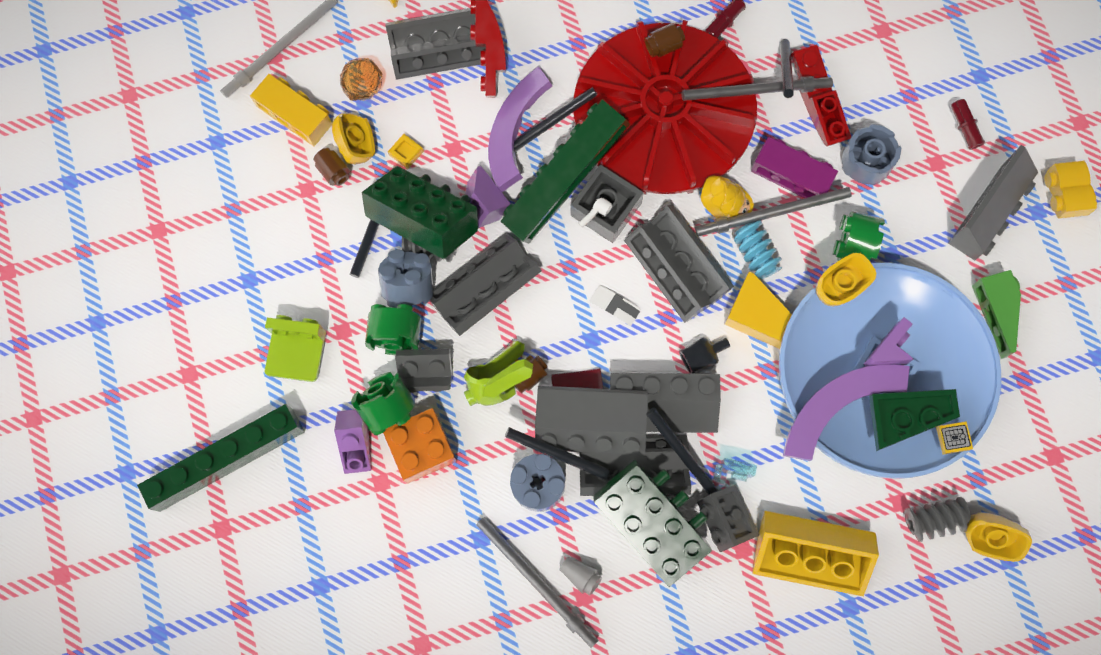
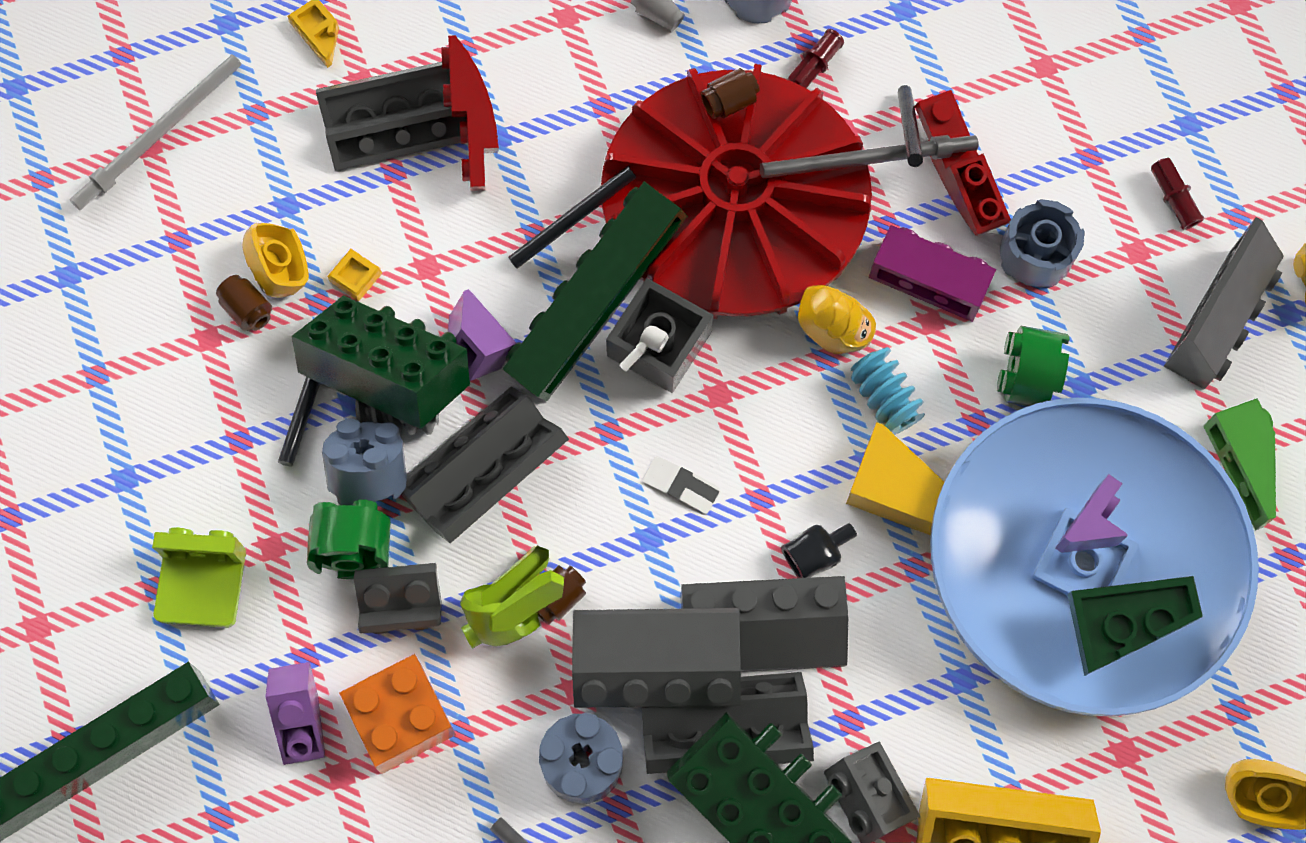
camera: 10 degrees left, 5 degrees down
(292, 109) = (180, 221): yellow brick -> none
(360, 79) = (282, 172): clear orange hair -> none
(384, 403) = (340, 651): green brick -> none
(506, 127) = (504, 229): medium lavender tile -> none
(557, 453) = (608, 710): black bar -> none
(579, 379) = (644, 596): dark red sticker -> none
(678, 263) = (772, 417): dark grey slope -> none
(681, 451) = (795, 695): black bar -> none
(723, 224) = (833, 356): flat silver bar -> none
(738, 470) = (882, 718): clear light blue bracket -> none
(836, 395) = (1015, 600): medium lavender tile -> none
(845, 280) = (1019, 425): yellow piece -> none
(938, 517) = (1183, 772): dark grey piece -> none
(954, 438) = (1197, 649): tile -> none

